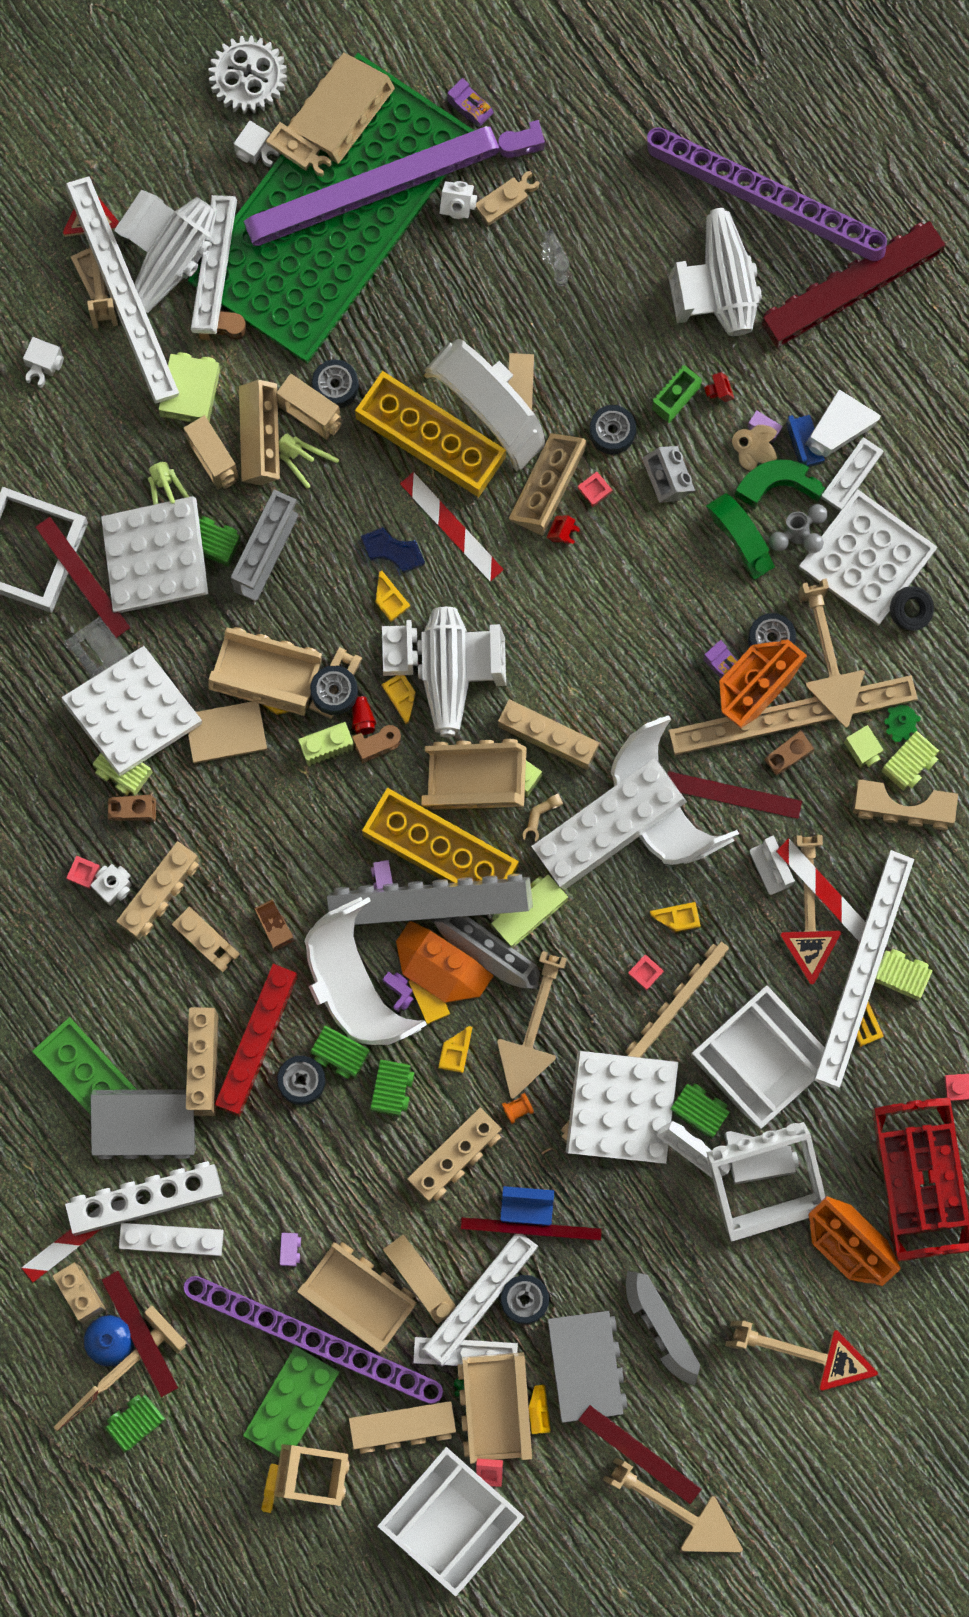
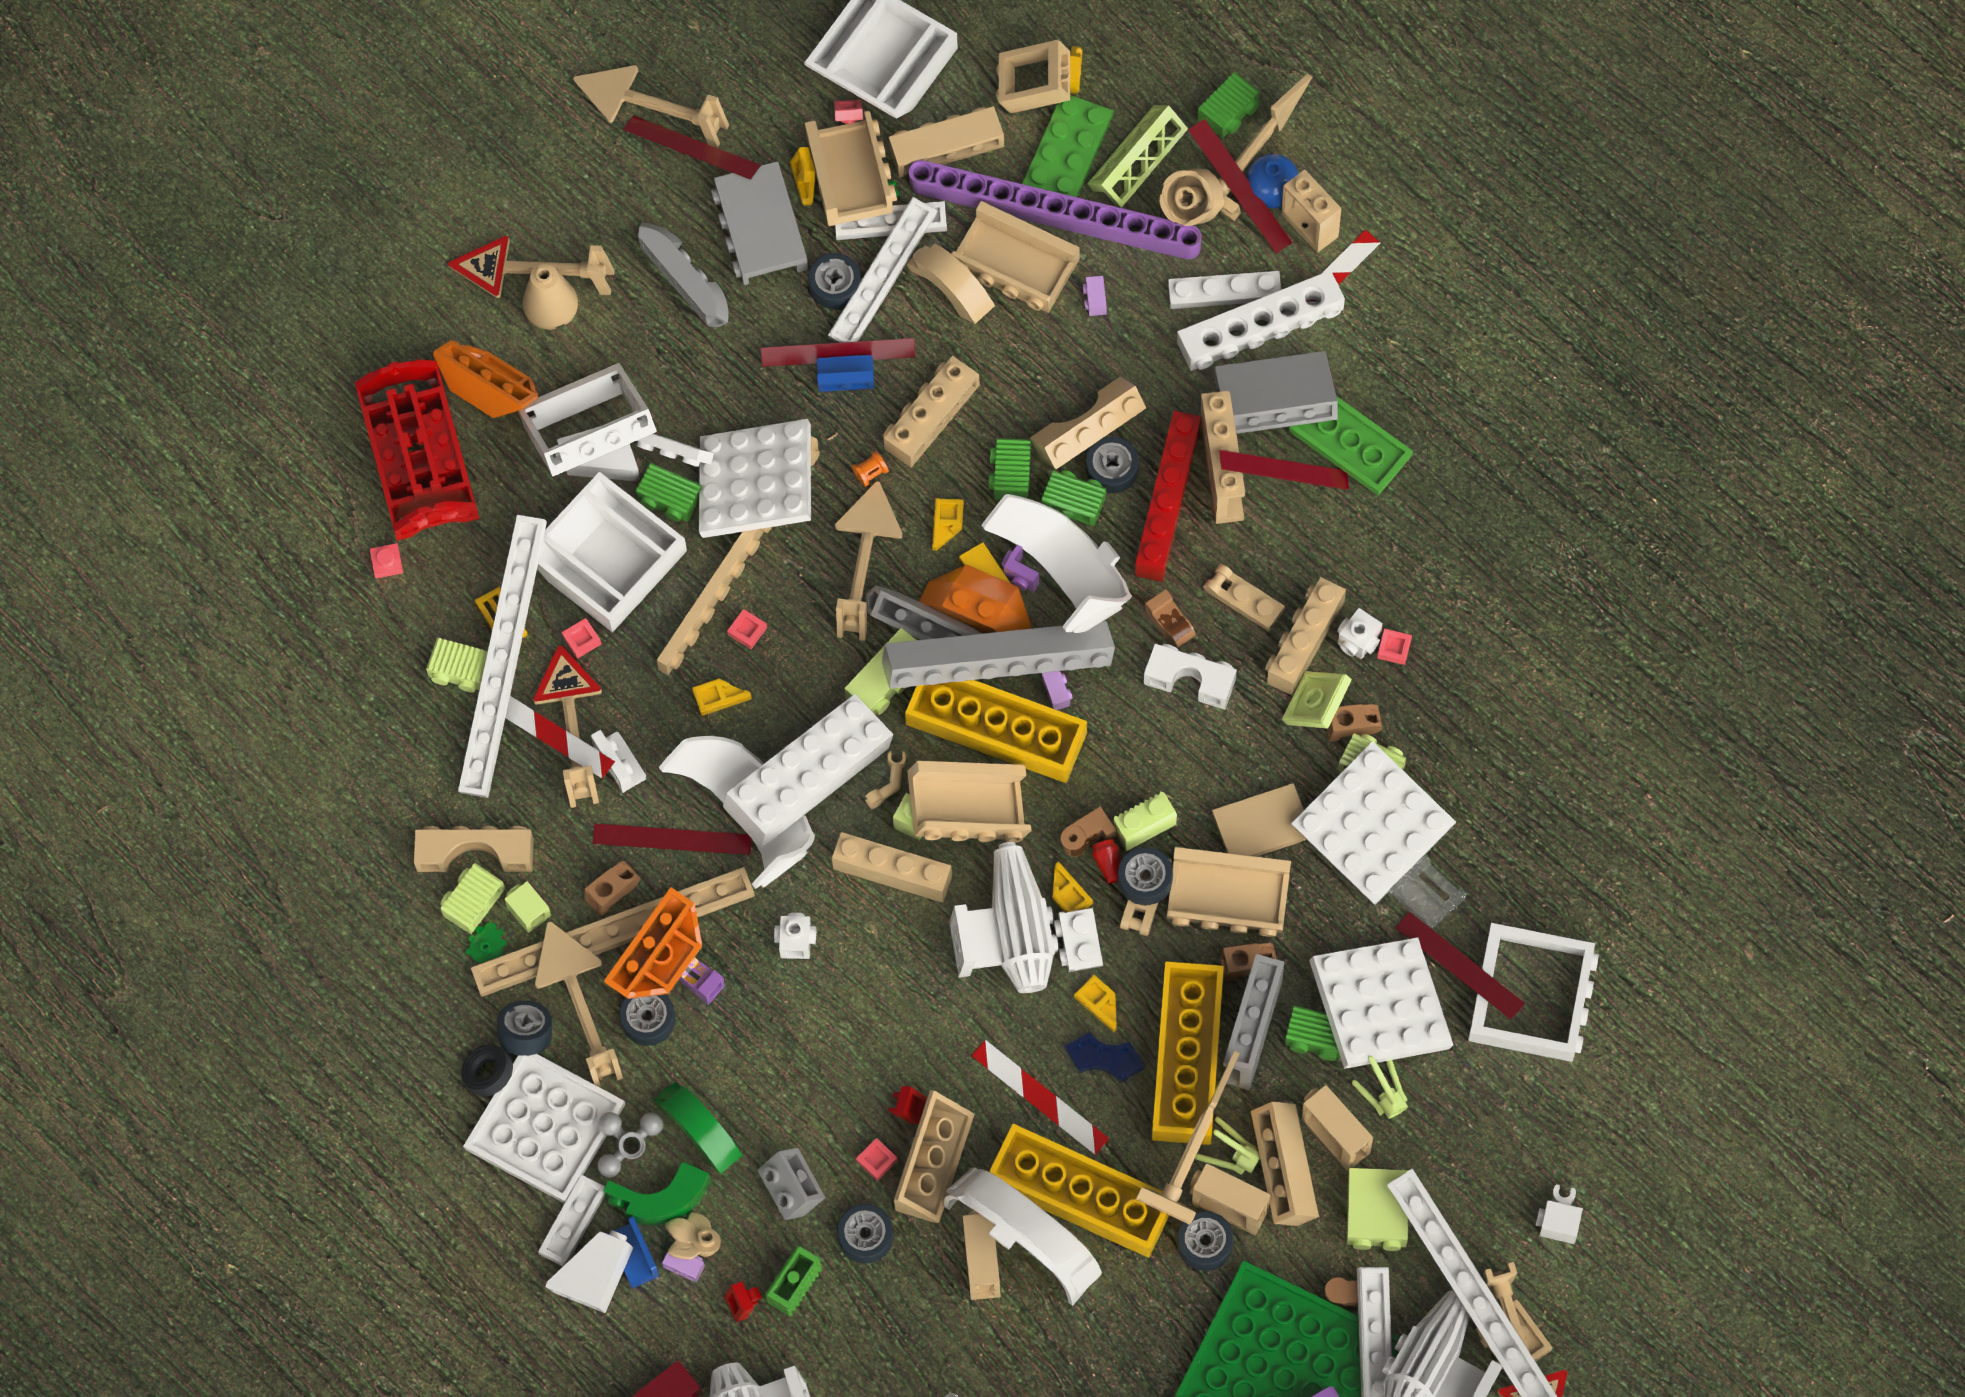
camera: 175 degrees right, 10 degrees down
(150, 1037) = (1283, 469): none -> dark red sticker
(159, 828) = (1316, 699): none -> yellowish green tile
(186, 1320) = (1206, 194): none -> tan brick
(230, 1390) = (1130, 149): none -> yellowish green fence
(259, 610) = (1240, 959): none -> medium nougat leg
(283, 883) = (1169, 665): none -> white arch
(323, 535) = (1187, 1050): none -> yellow brick
(339, 1103) = (1065, 440): none -> tan arch
(361, 398) = (1168, 1200): none -> tan piece
(642, 677) = (795, 936): none -> white brick
(777, 1324) = (549, 298): none -> tan cone
(792, 985) = (581, 638): none -> coral plate
(869, 627) = (524, 1028): none -> black wheel

